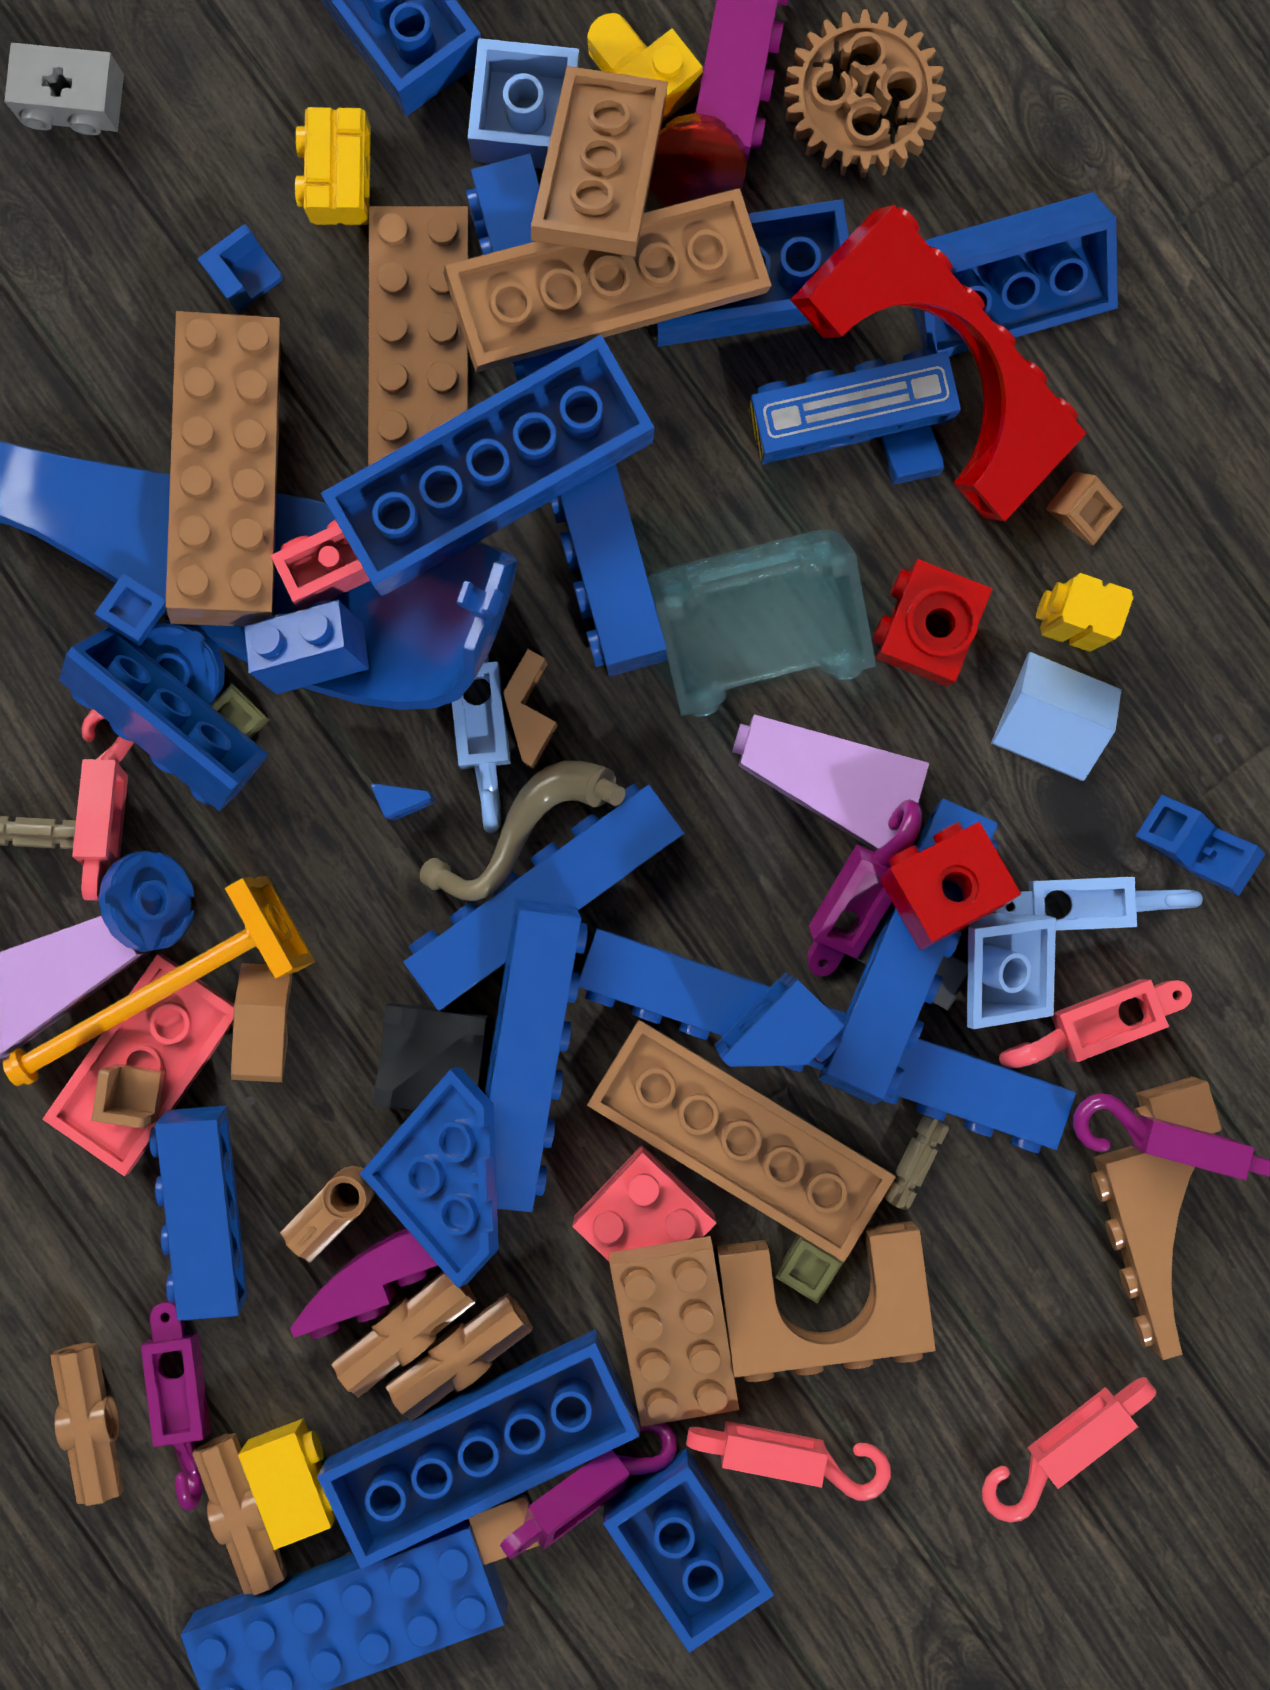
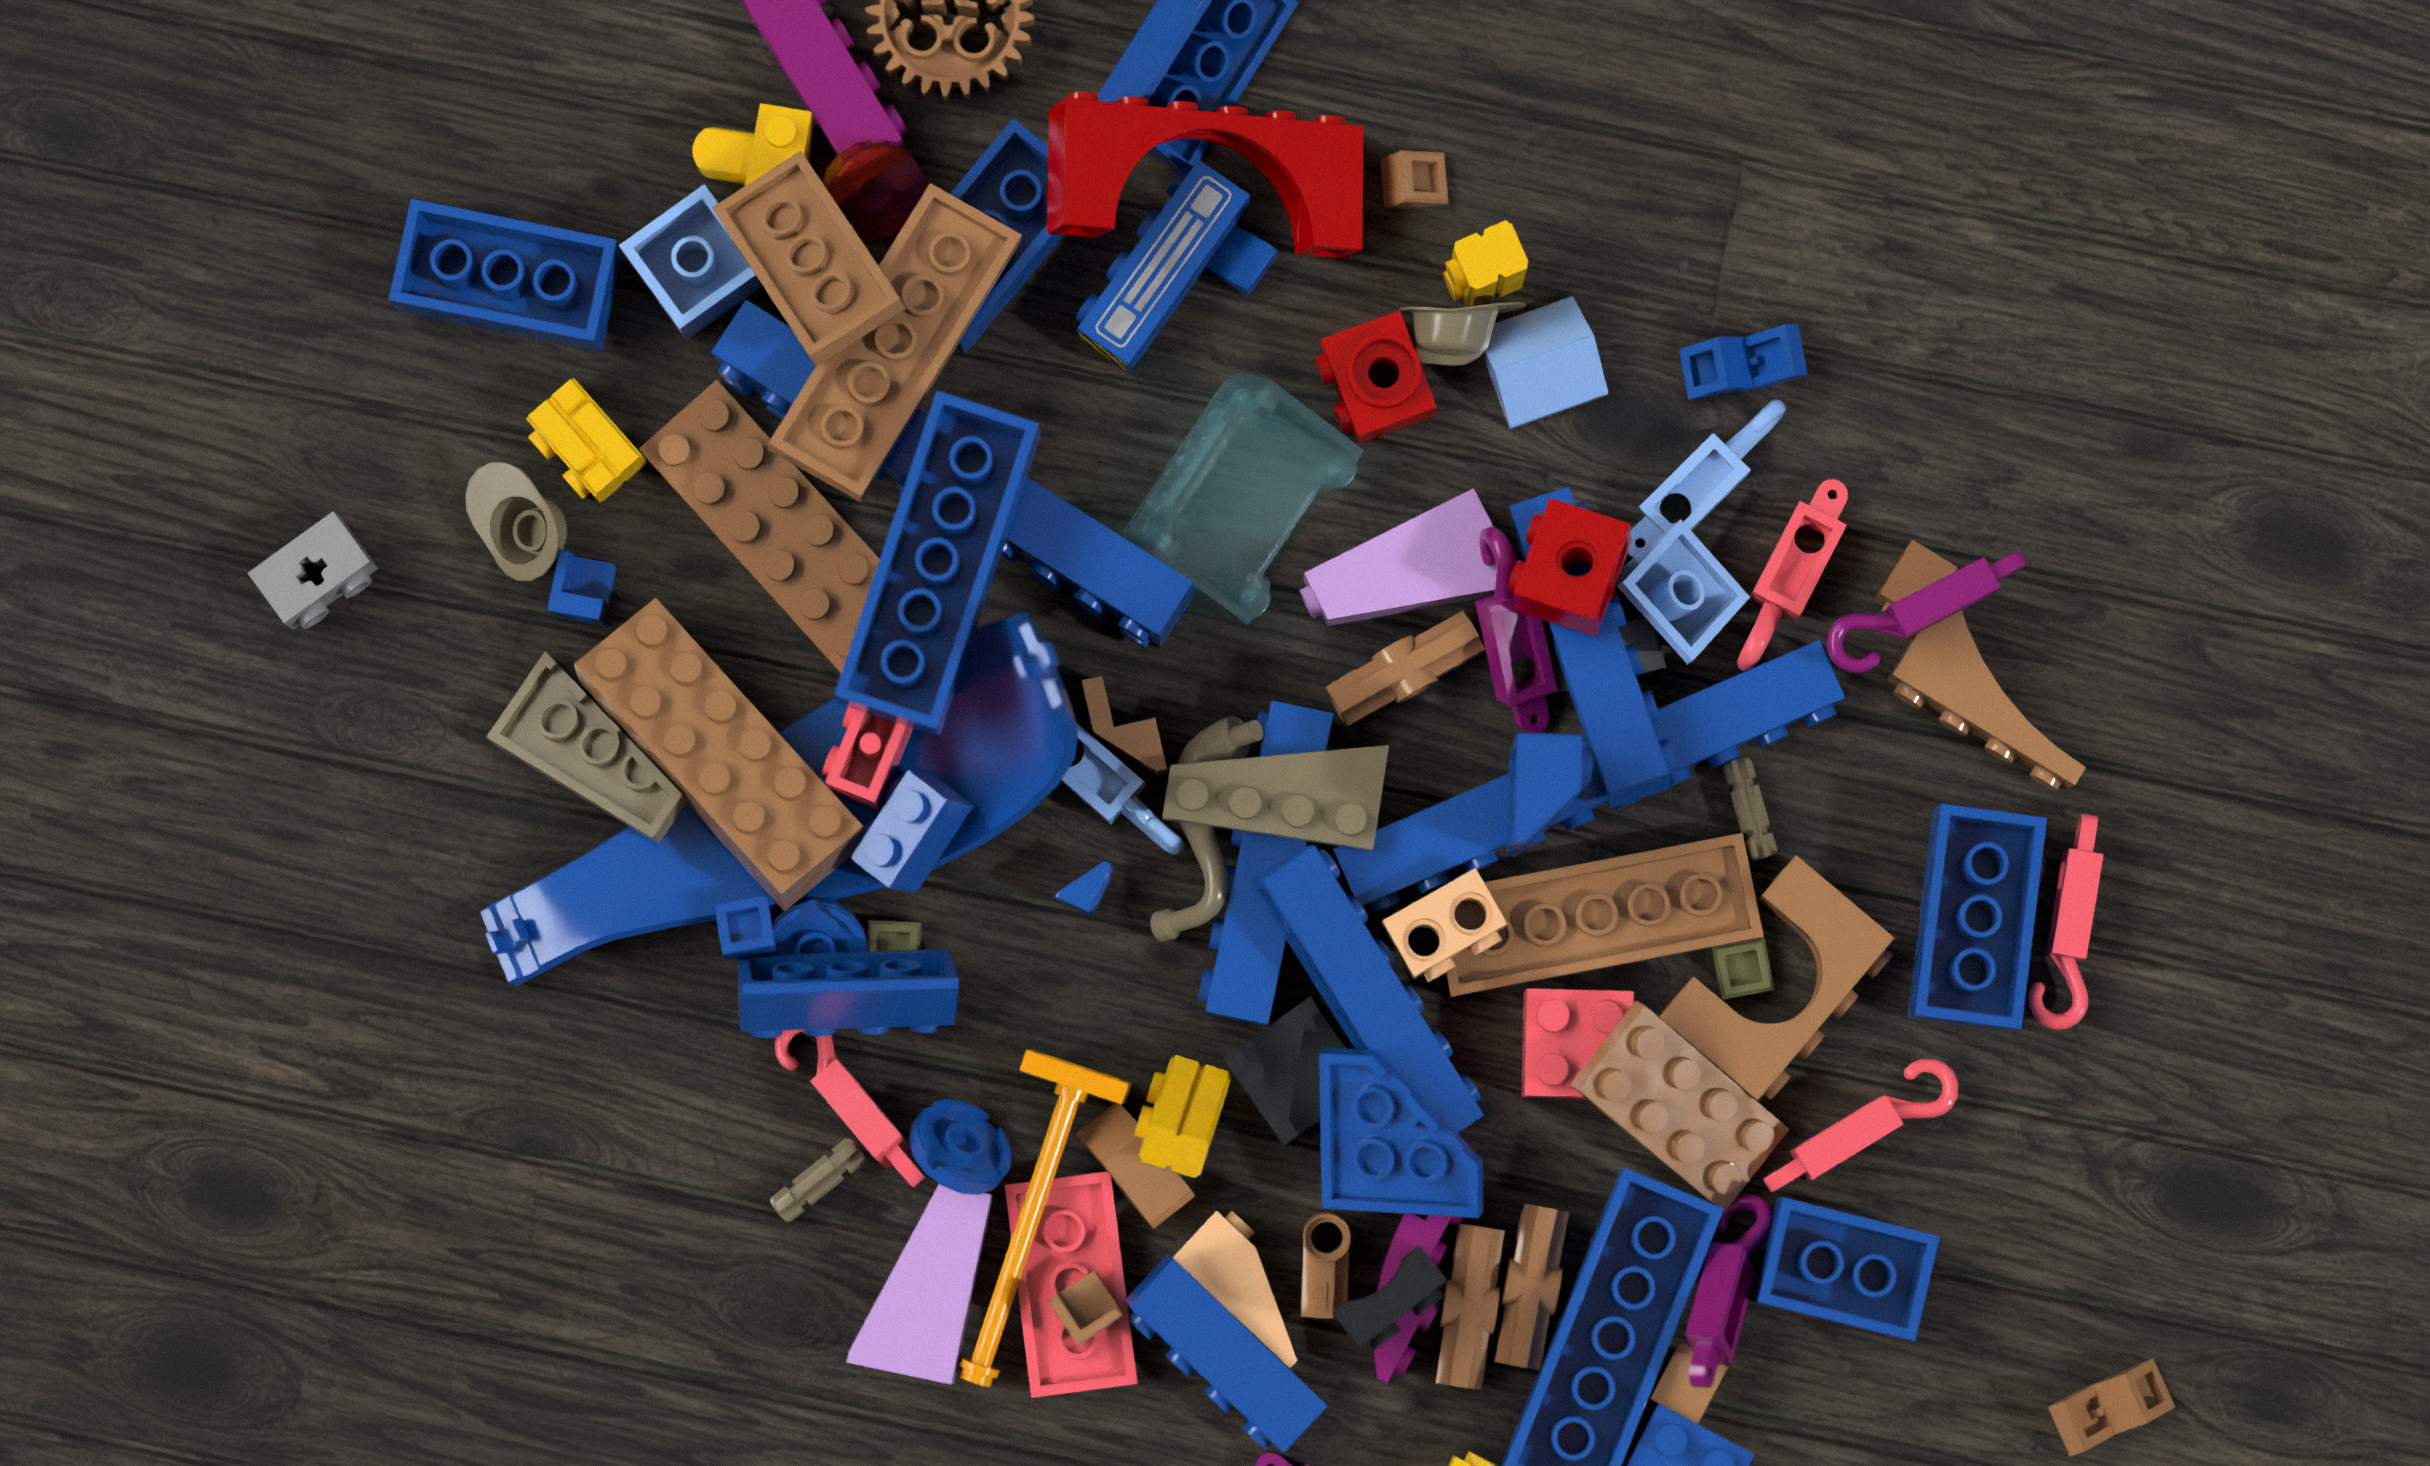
camera: 40 degrees left, 5 degrees down
(134, 379) = (579, 747): none -> dark tan wing
(233, 177) = (515, 520): none -> dark tan piece
(259, 1158) = (1233, 1273): none -> light nougat slope
(320, 1022) = (1184, 1115): none -> yellow brick
(330, 1293) = (1411, 1287): none -> black brick
(603, 869) = (1297, 796): none -> dark tan wing
(628, 1042) = (1438, 914): none -> light nougat brick
(764, 846) = (1405, 669): none -> medium nougat piece
(1006, 1389) = (1977, 918): none -> blue brick
(1016, 640) = (1455, 334): none -> dark tan piece

